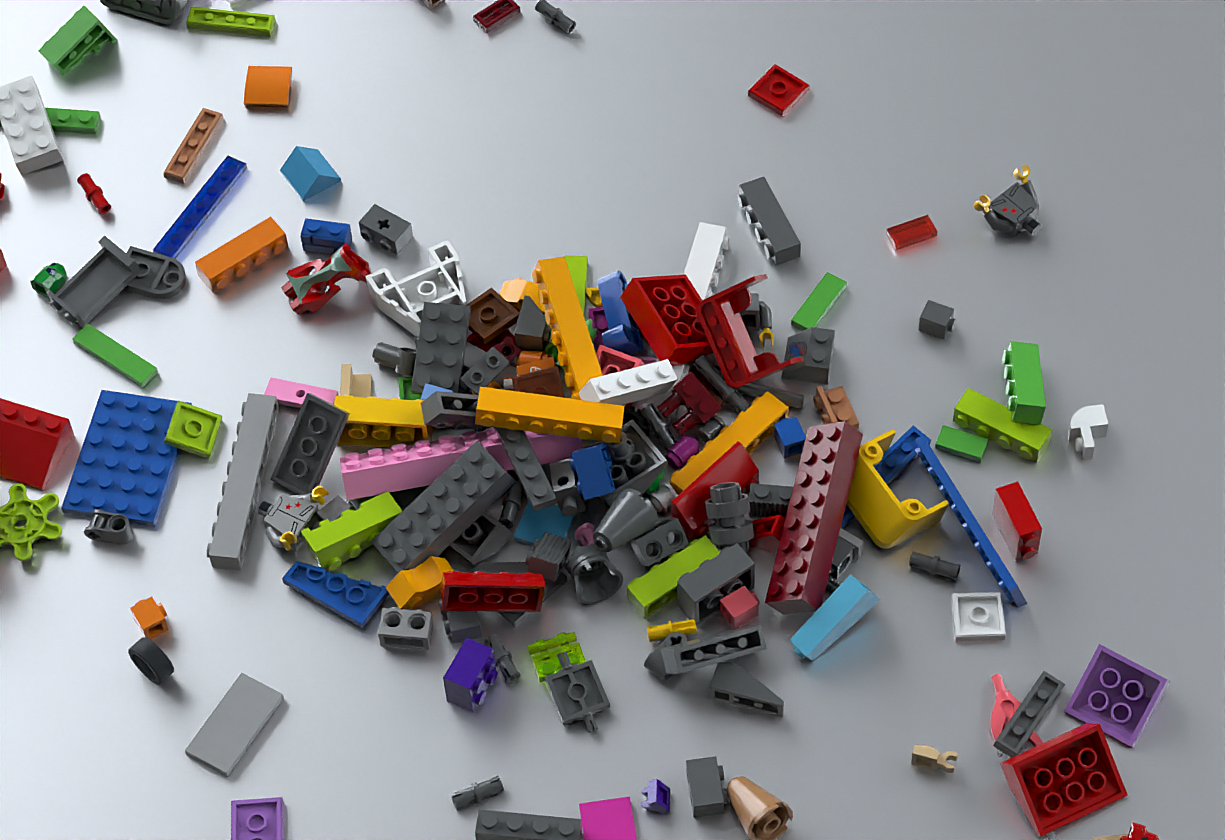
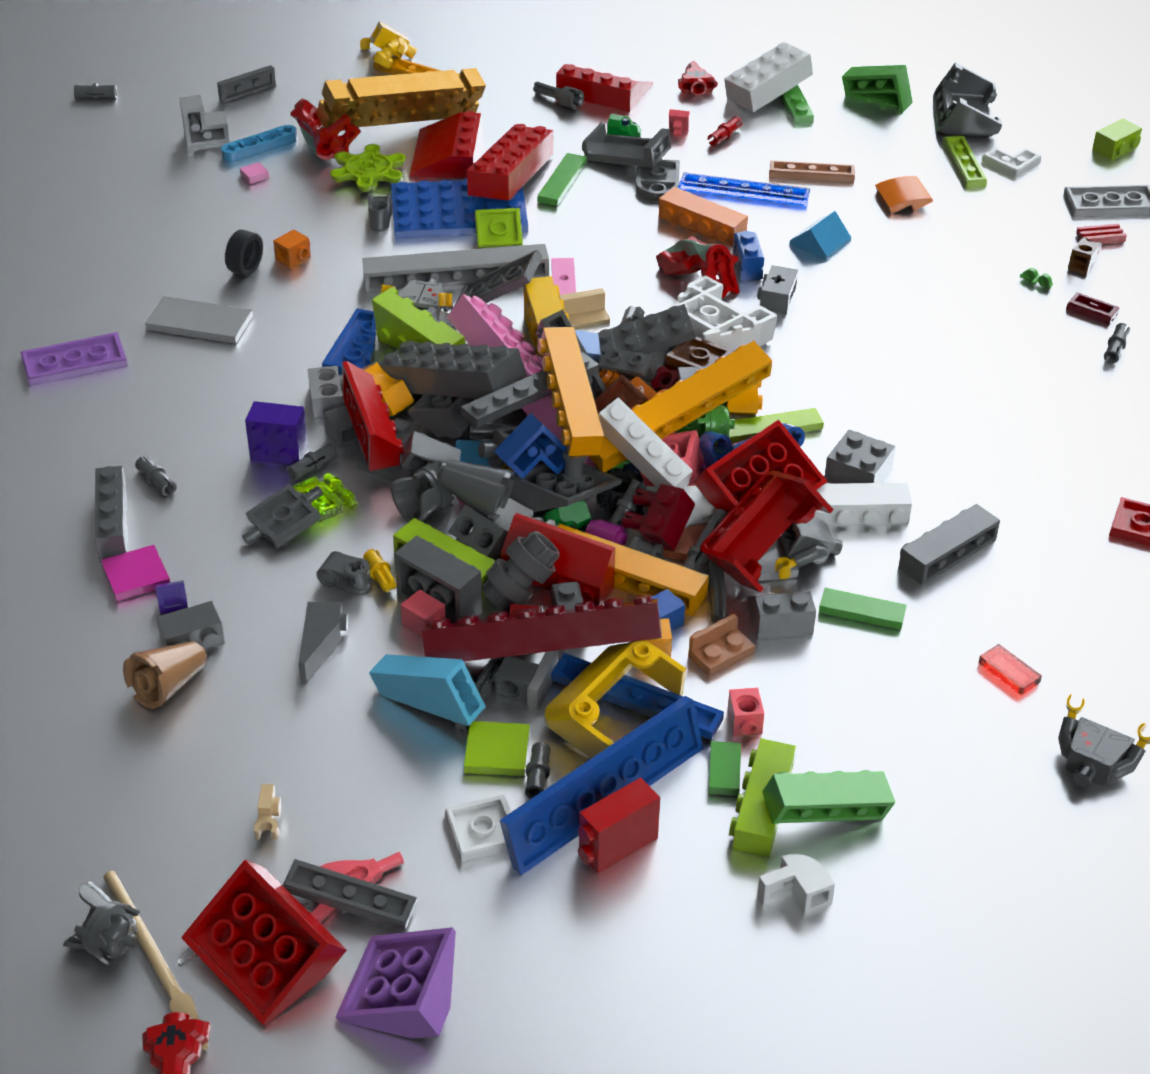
camera: 70 degrees right, 15 degrees down
(62, 227) = (679, 121): none -> coral tile
(92, 387) = (510, 162): none -> red brick
(444, 31) = (1032, 274): none -> bright green piece
(654, 247) = (859, 460): none -> brick
(713, 649) = (351, 591): dark grey brick -> none
(901, 588) = (497, 748): none -> lime tile
(914, 404) = (745, 711): none -> coral brick
(937, 319) = (890, 708): dark grey brick -> none

